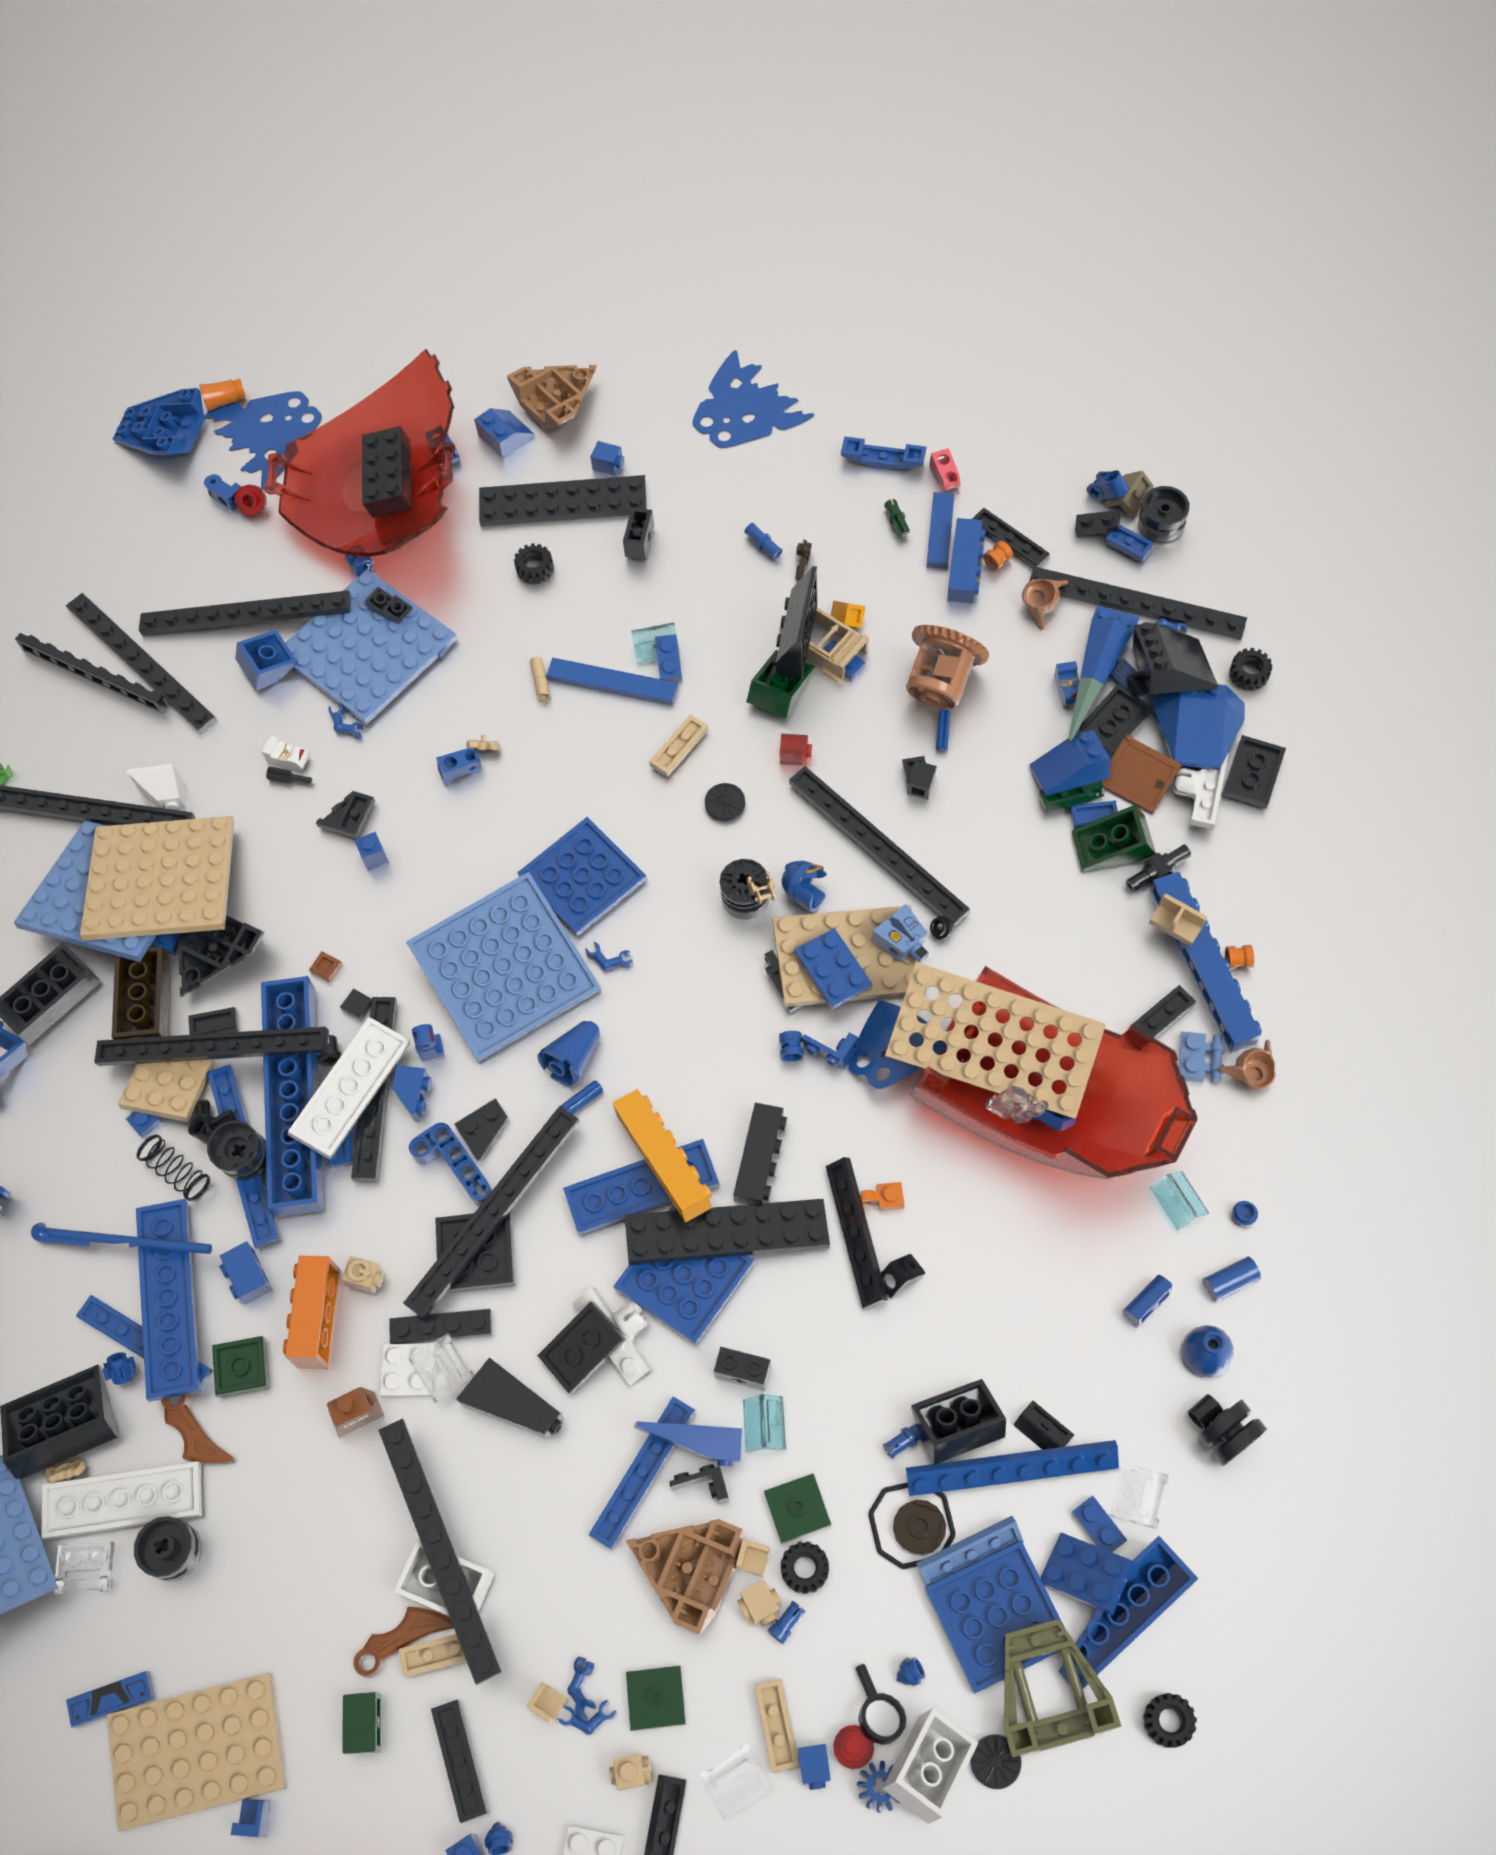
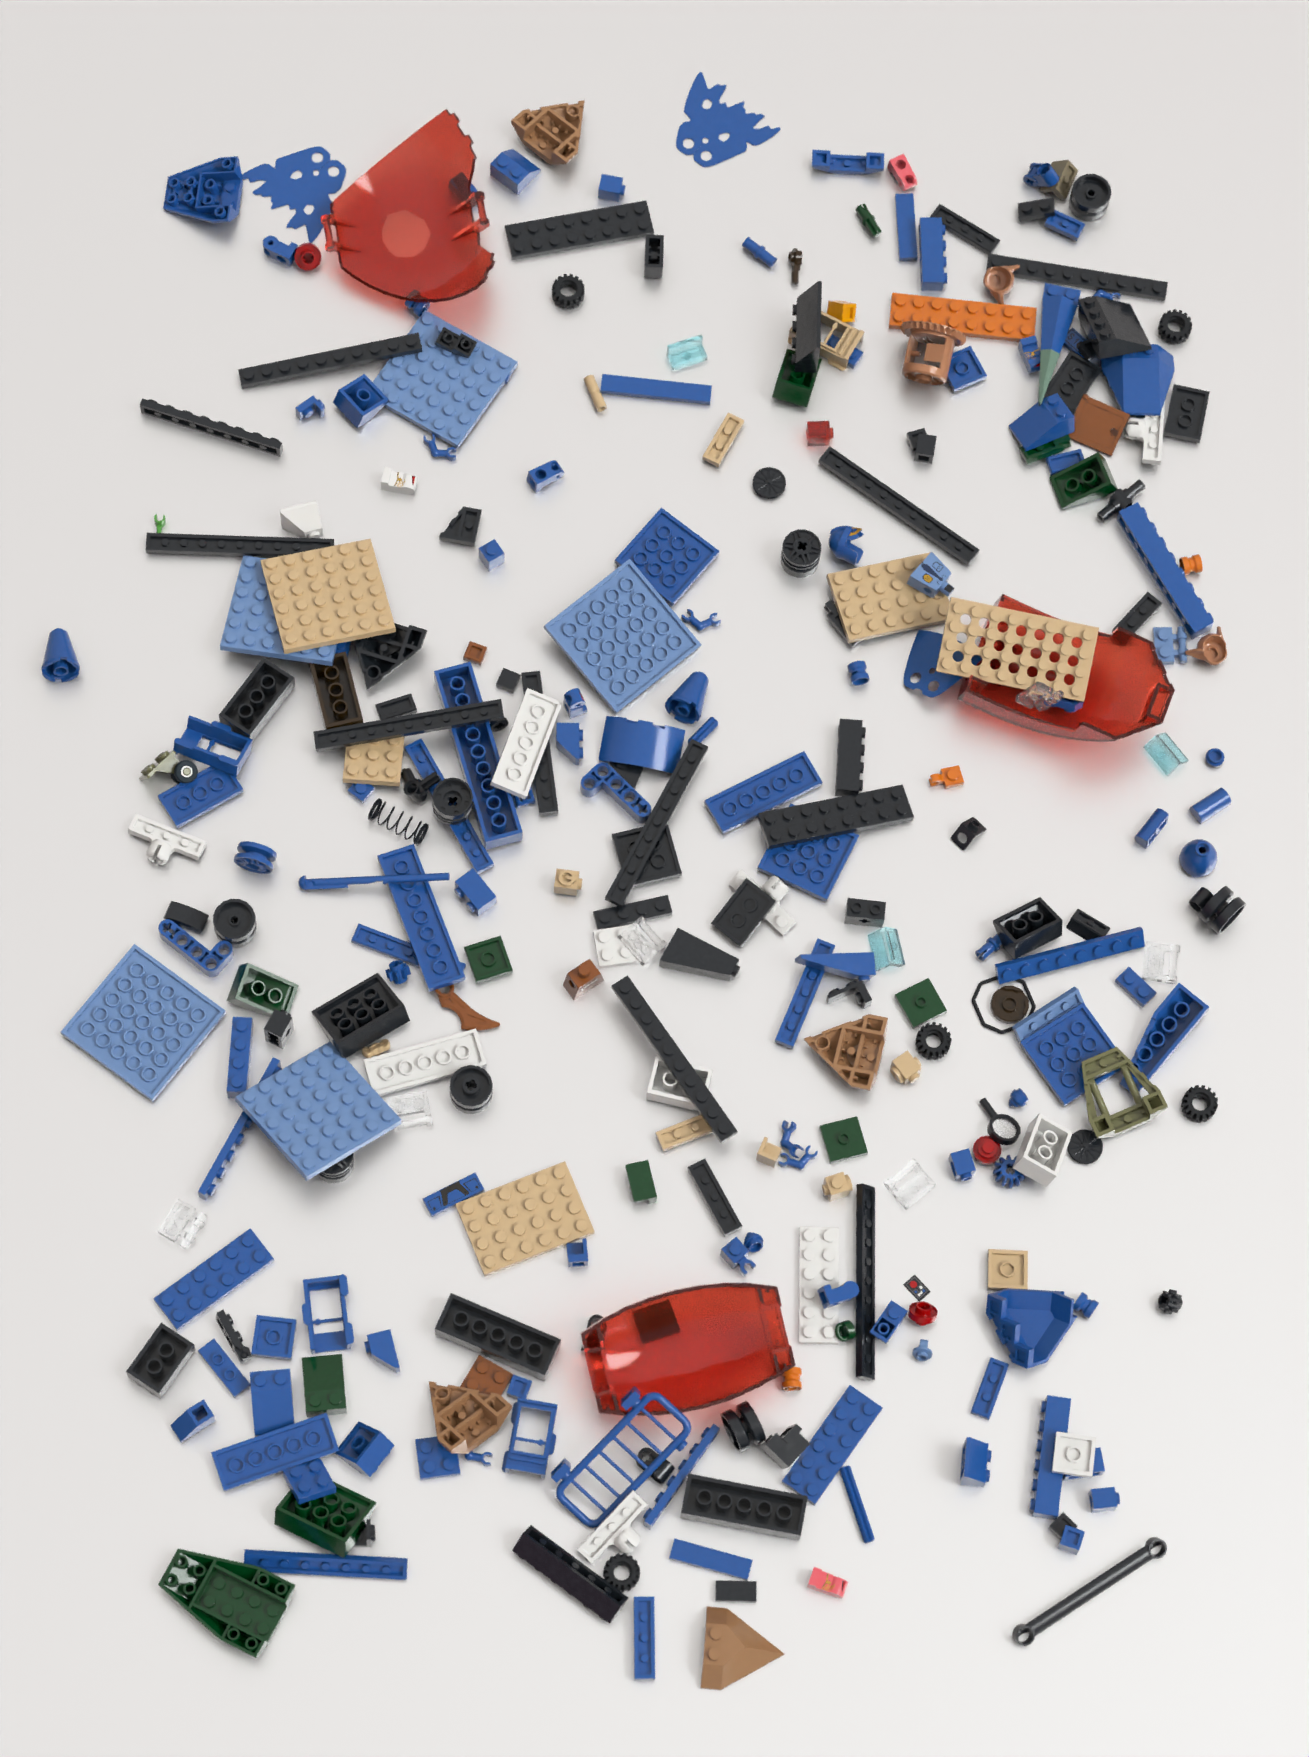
camera: 20 degrees left, 5 degrees up
(141, 663) = (249, 413): black plate -> none
(206, 661) = (308, 407): none -> blue bracket
(221, 393) = (254, 156): orange plant -> none
(285, 776) = (401, 499): black axle -> none
(312, 1312) = (536, 912): orange brick -> none
(386, 472) = (426, 221): black brick -> none
(415, 1624) = (661, 1116): dark orange piece -> none
(483, 744) = (561, 455): tan piece -> none
(498, 1106) = (641, 744): none -> blue panel
(662, 1155) = (777, 765): light orange brick -> none
(668, 657) = (699, 364): blue plate -> none
(753, 1557) = (895, 1039): tan panel -> none
(755, 890) = (813, 554): tan piece -> none
(776, 1726) = (931, 1144): tan plate -> none
(782, 1628) = (924, 1082): blue pin -> none
(833, 968) = (882, 609): blue plate -> none
(845, 1049) = (892, 678): blue bracket -> none
(856, 1233) = (931, 805): black plate -> none
(936, 927) = (954, 567): black plate -> none
(943, 730) = (935, 404): blue axle -> none
(984, 693) = (965, 369): none -> blue plate
(998, 555) = (958, 246): orange wheel -> none
(1001, 635) = (968, 317): none -> orange plate
(1086, 1573) = (1131, 1016): blue plate -> none
(1178, 919) = (1141, 541): tan panel -> none

